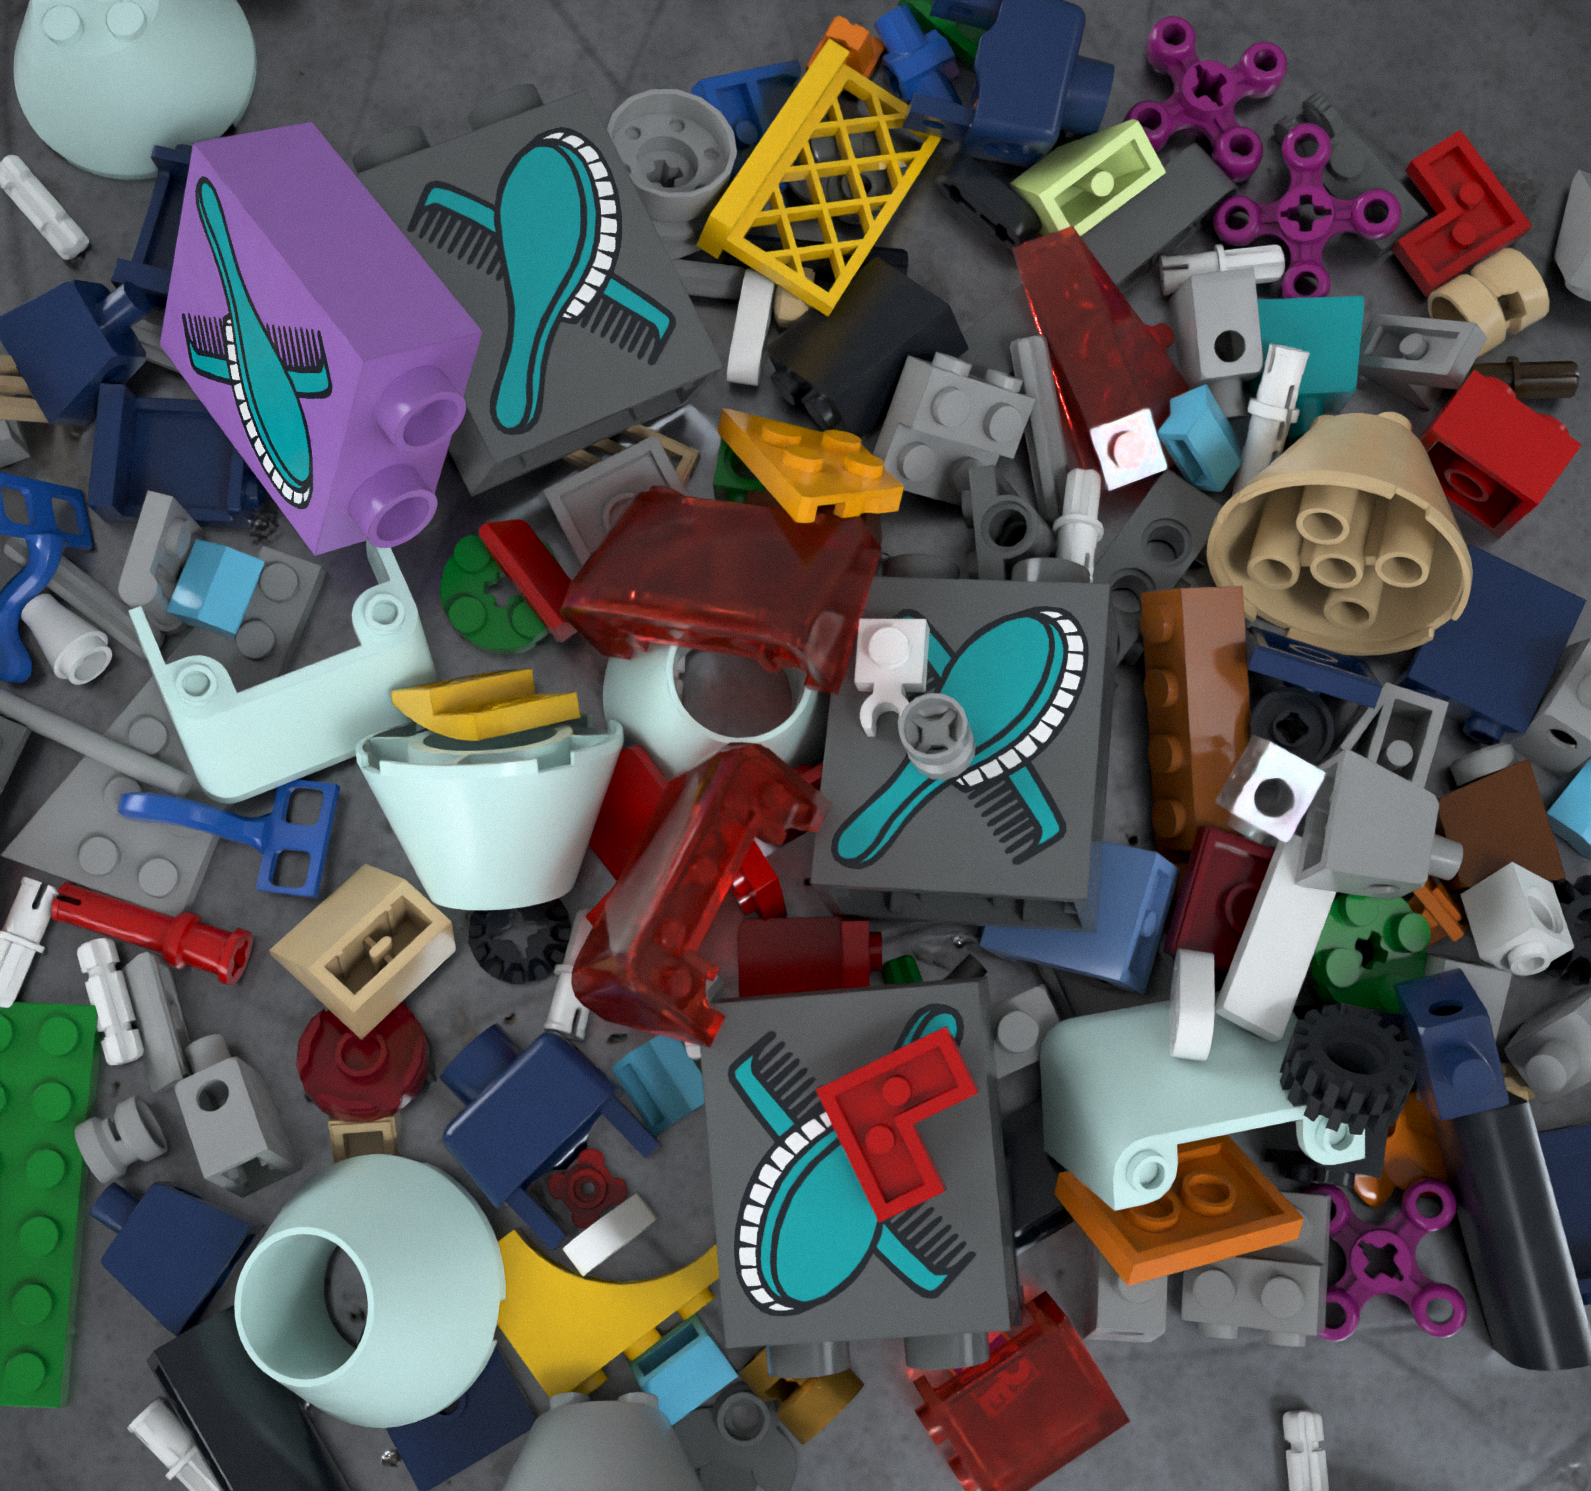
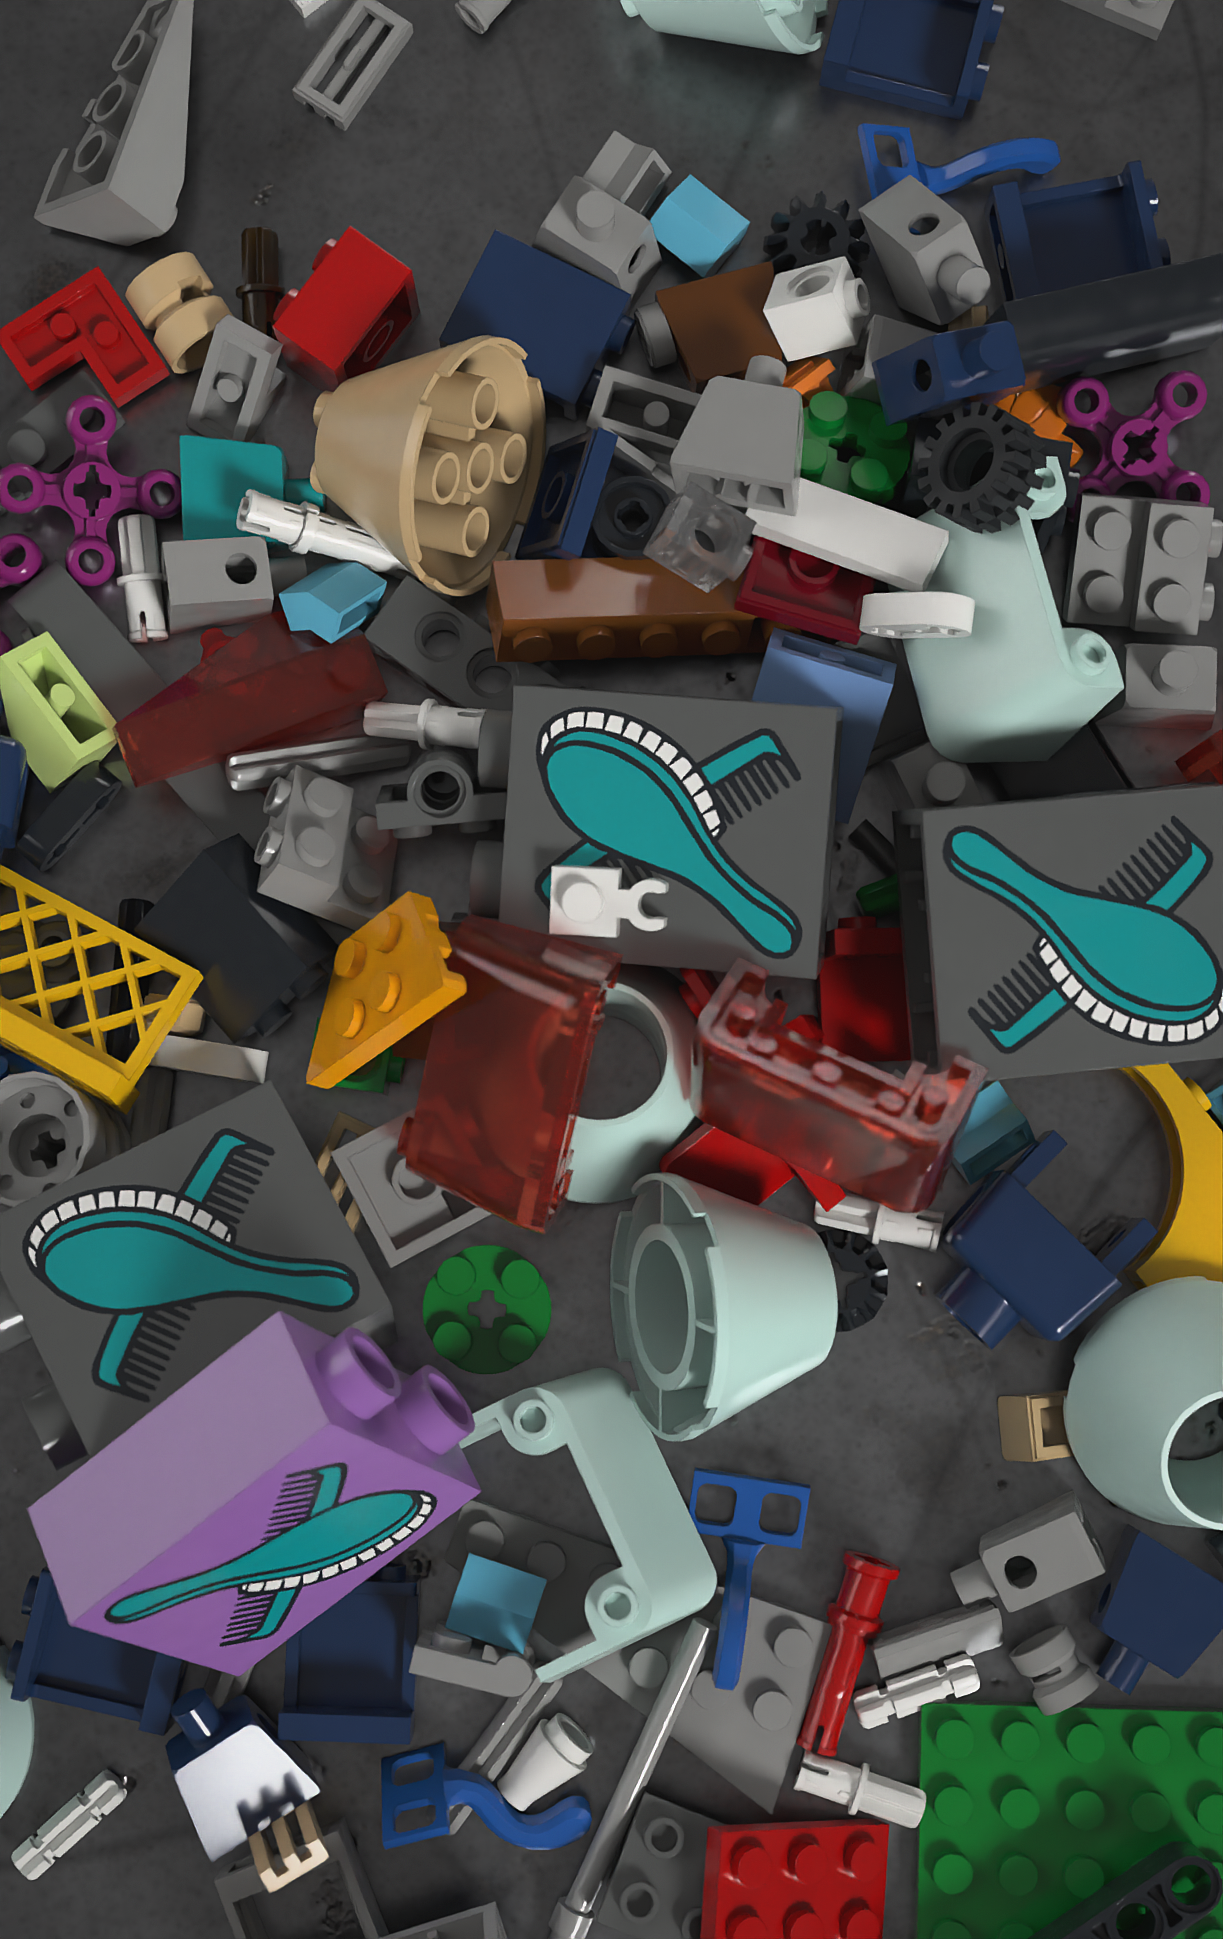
camera: 90 degrees left, 5 degrees up
(365, 1076) = (968, 1430): dark red tile -> none
(367, 947) = (859, 1432): tan slope -> none
(484, 705) = (620, 1317): yellow slope -> none
(530, 571) = (479, 1272): red slope -> none
(569, 1185) = (1069, 1200): red plate -> none
(610, 1234) = (1136, 1177): white beam -> none
(878, 1115) = (1051, 905): red plate -> none
(928, 725) = (666, 853): light grey wheel -> none
(1209, 1214) = (1109, 591): orange plate -> none

